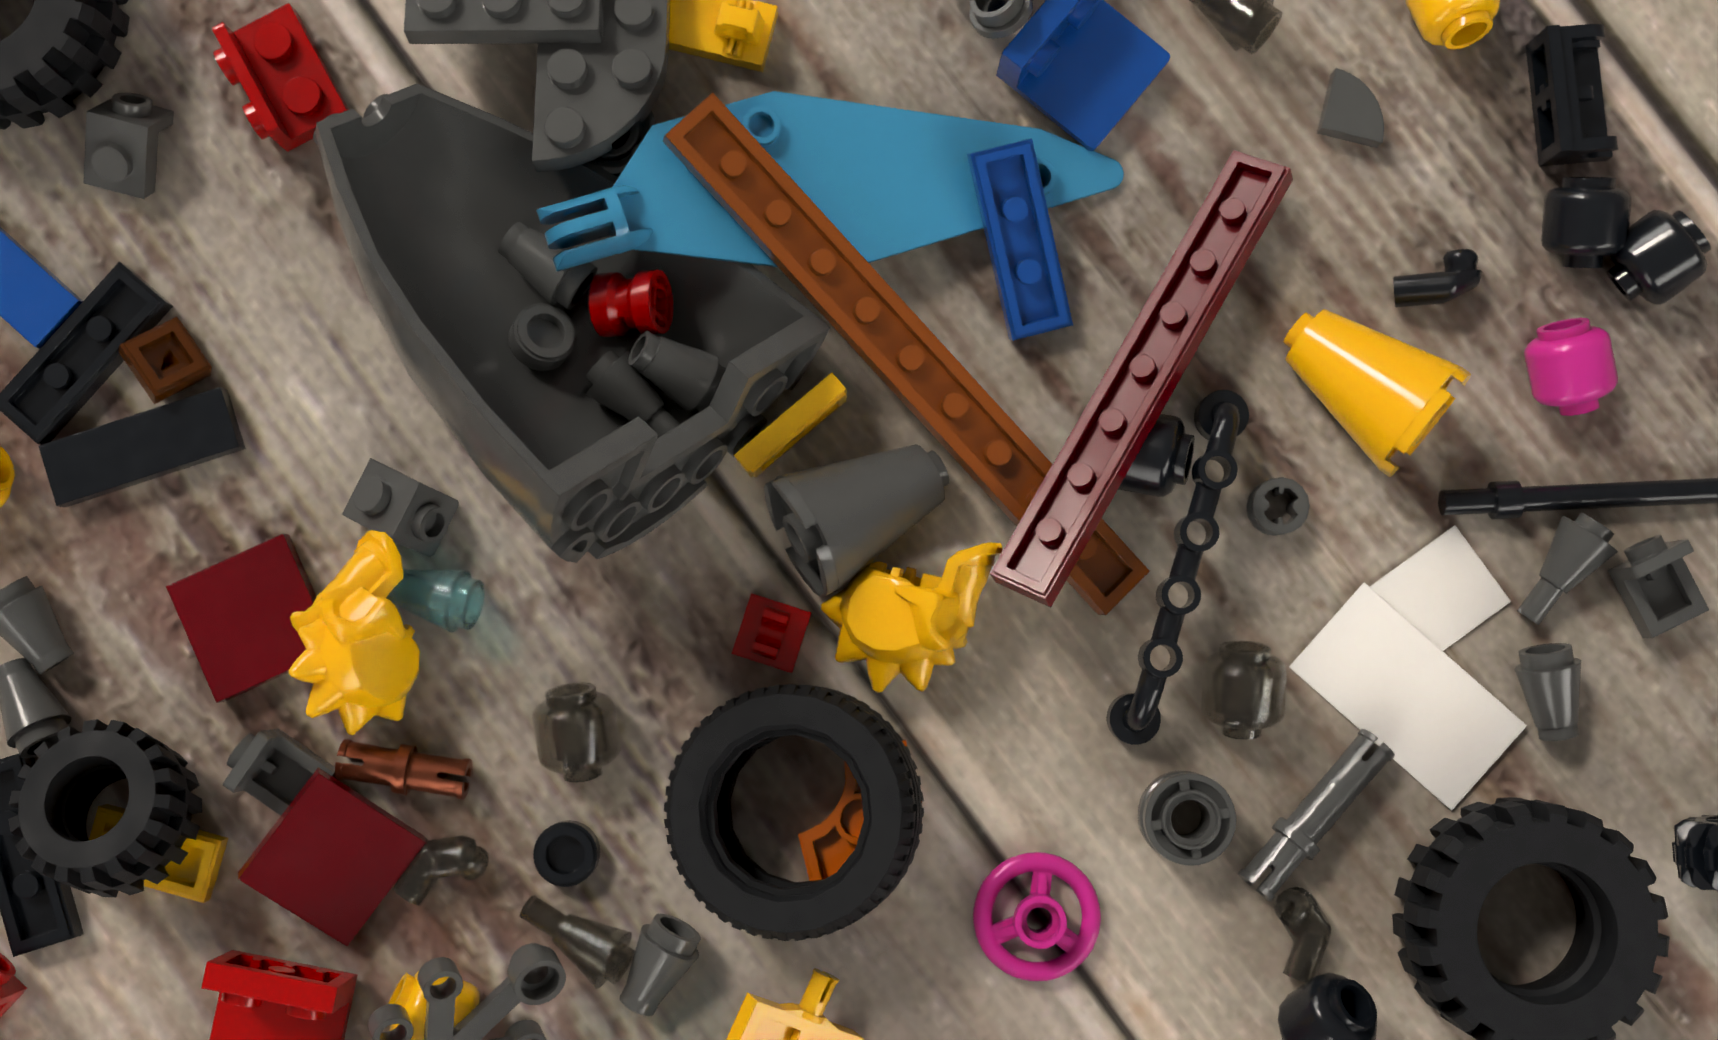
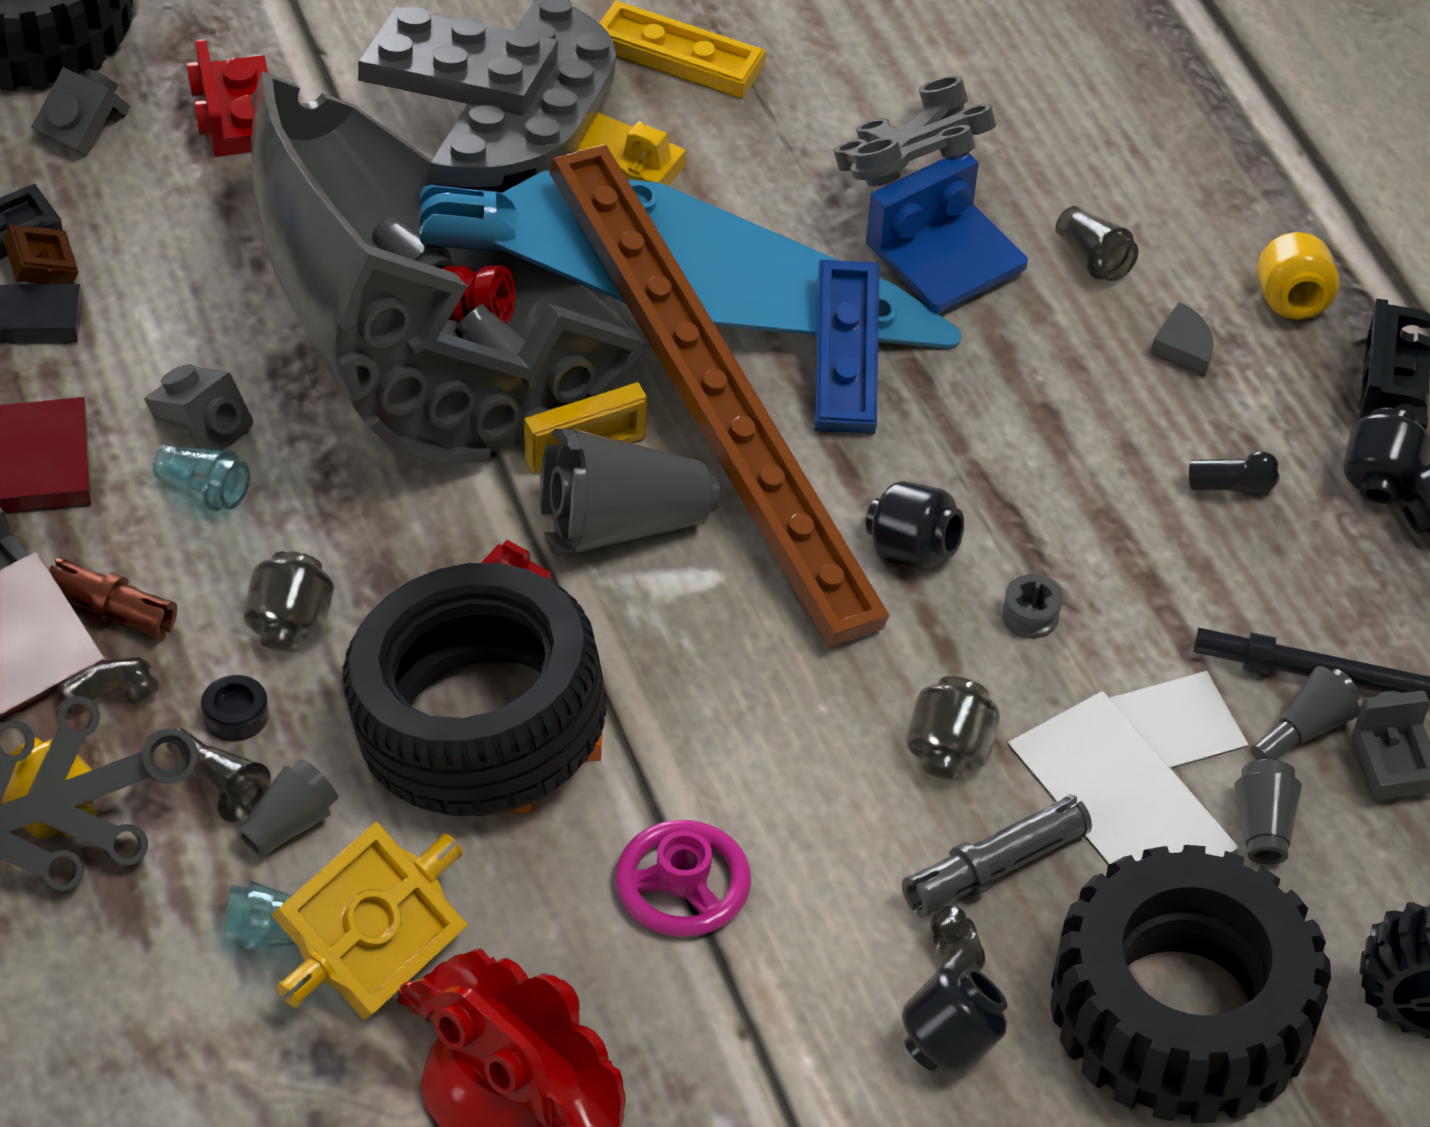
camera: 15 degrees right, 35 degrees down
(356, 640) = (119, 473): yellow head -> none
(909, 620) = (652, 574): yellow head -> none
(1141, 378) = (920, 457): tile -> none
(1216, 822) = (858, 843): dark grey wheel -> none
(1220, 419) = (978, 530): black bar -> none
(1372, 383) = (1156, 524): yellow cone -> none
(1571, 365) = (1347, 557): dark pink head -> none

